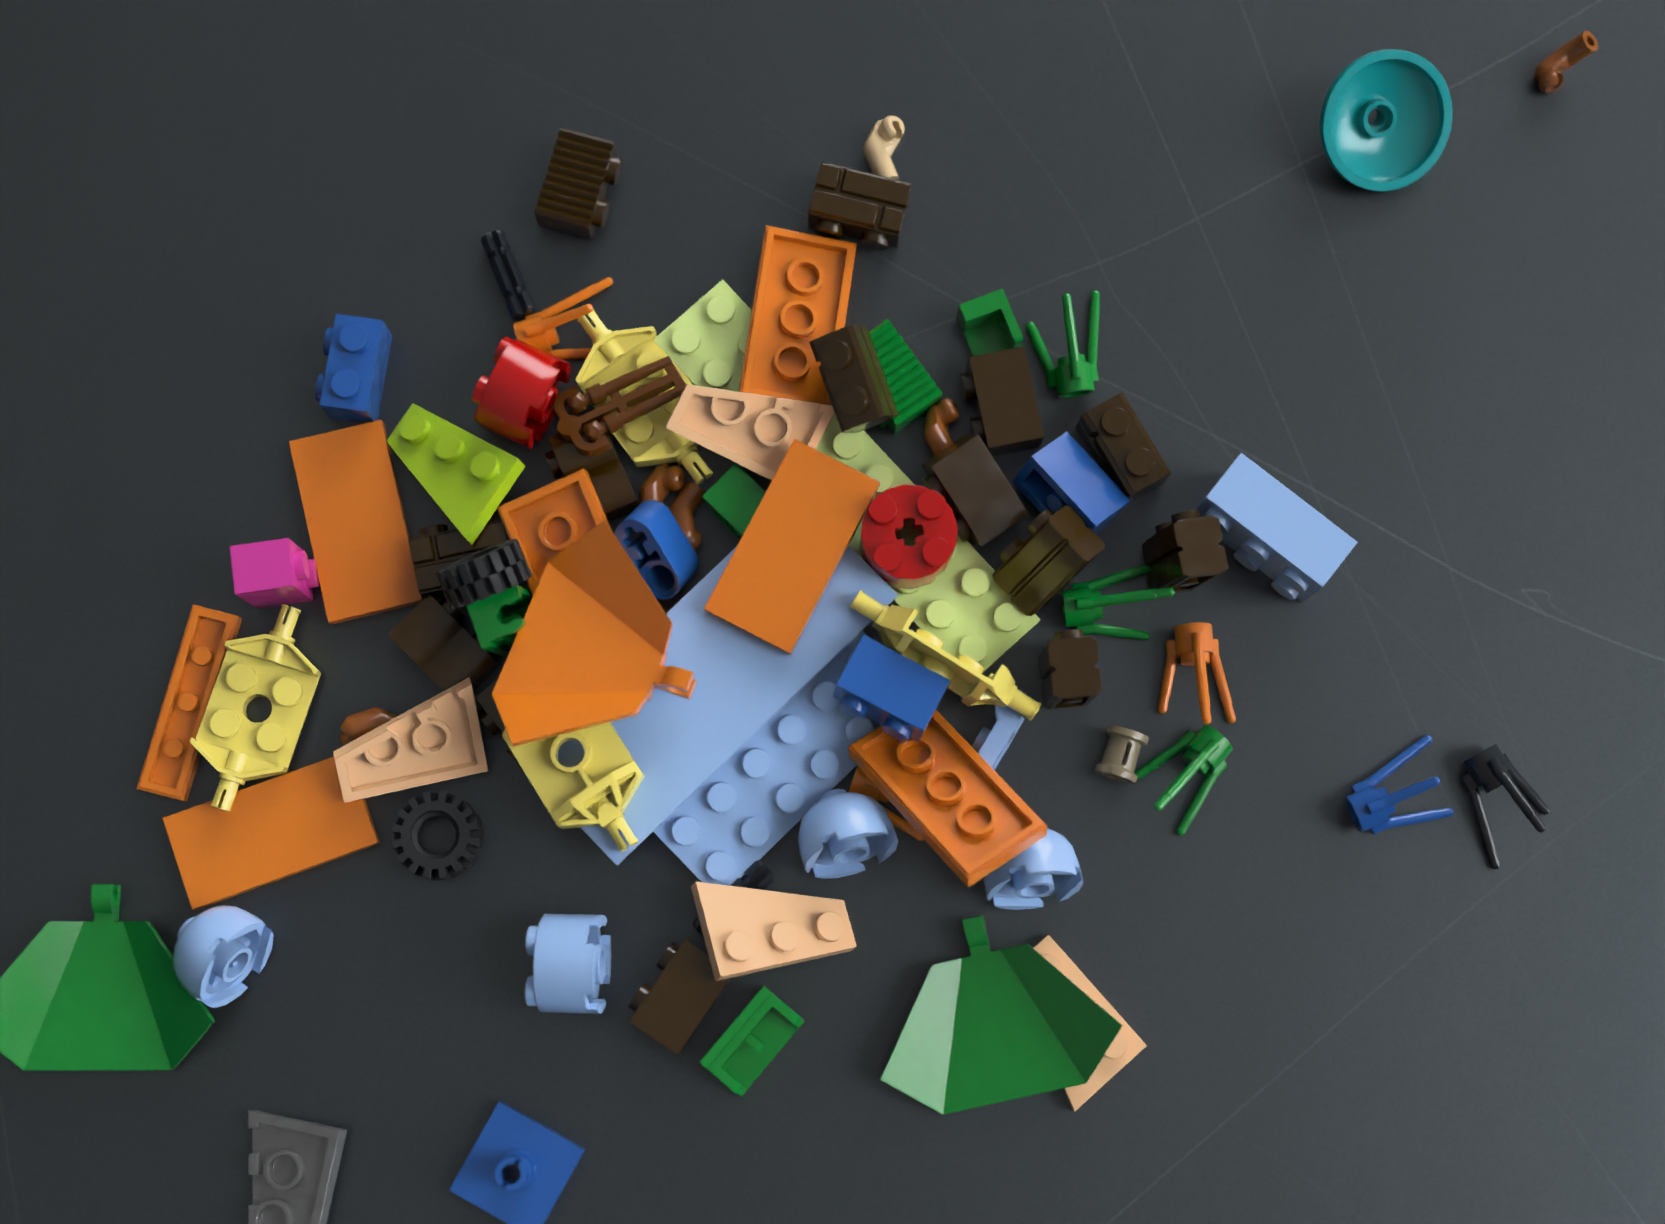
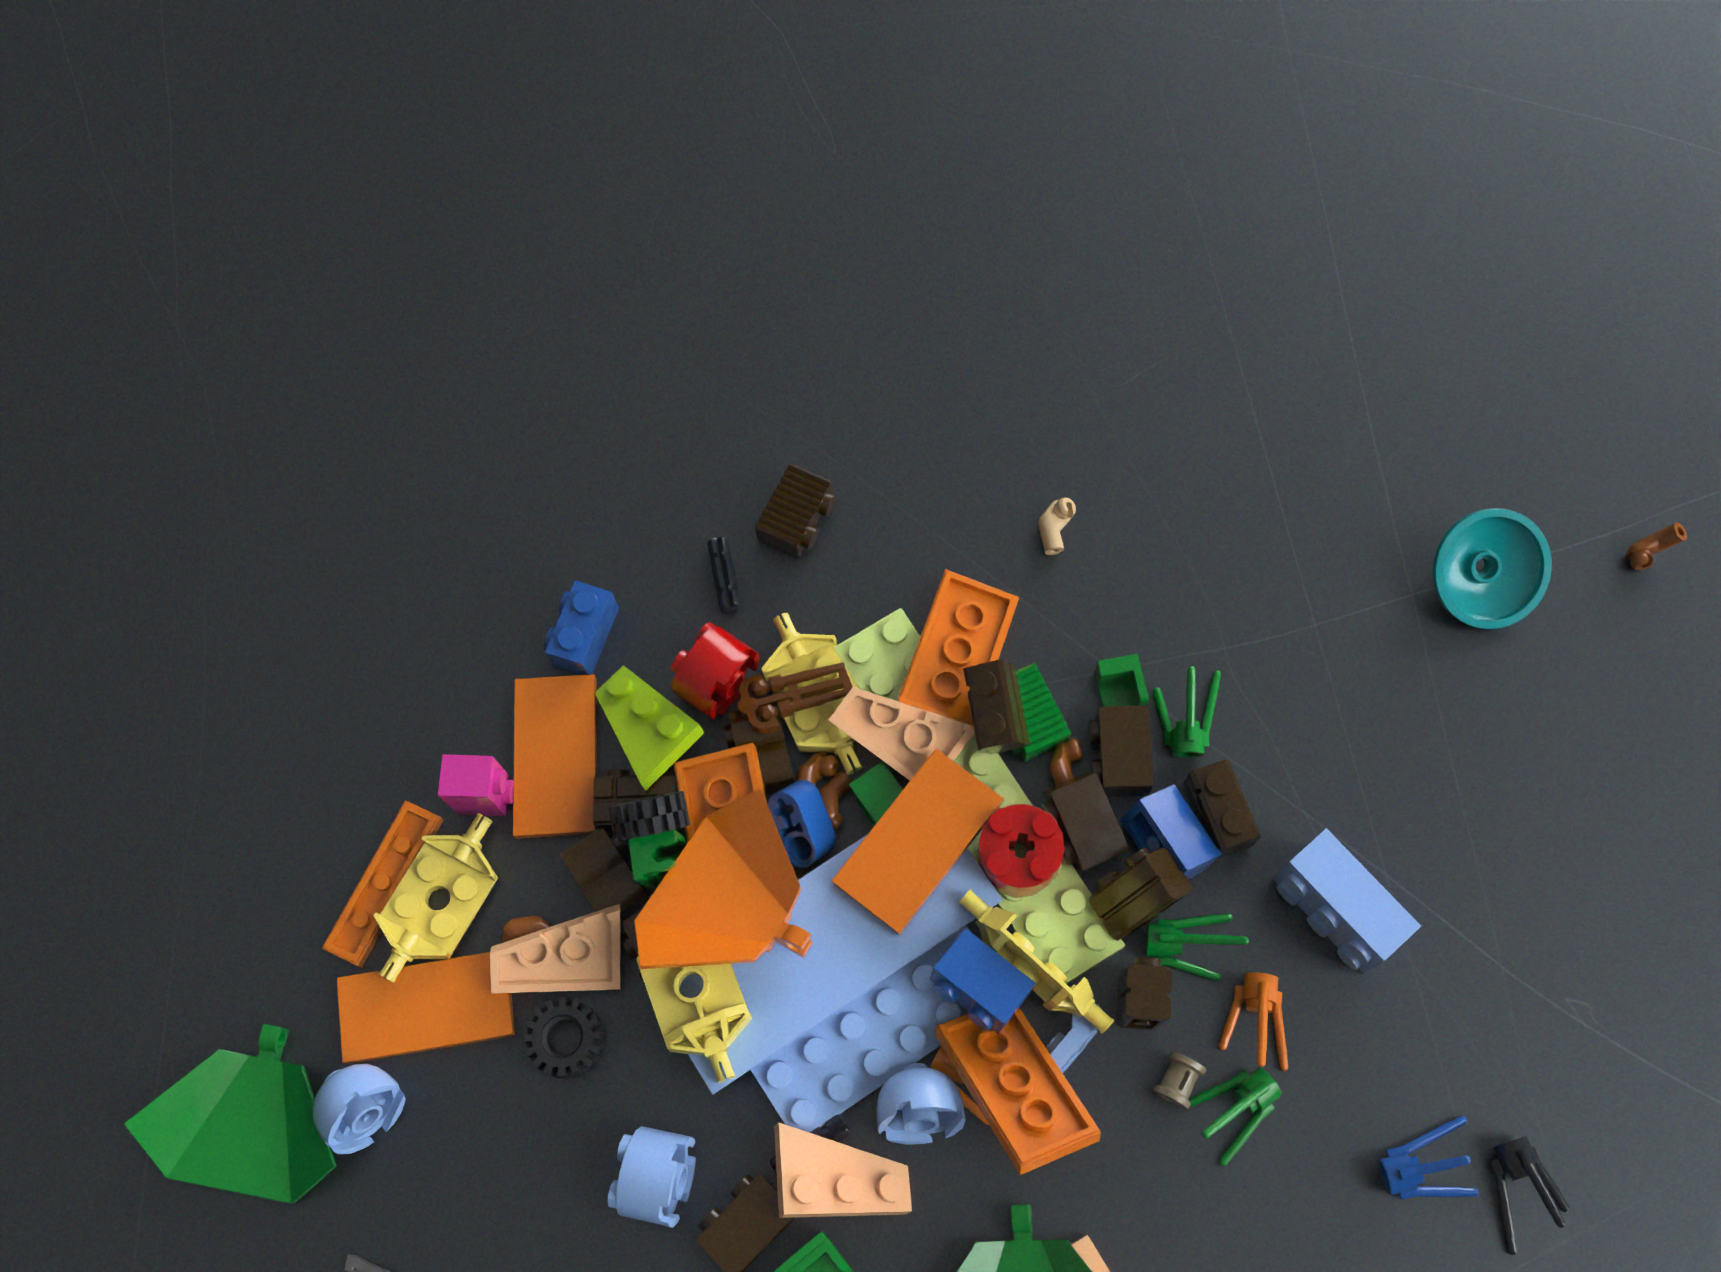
camera: 20 degrees right, 10 degrees down
(540, 327) = (741, 622): orange plant -> none
(858, 206) = (1026, 566): dark brown brick -> none
(1036, 872) = (1086, 1173): light blue cylinder -> none
(1185, 552) = (1264, 908): dark brown brick -> none

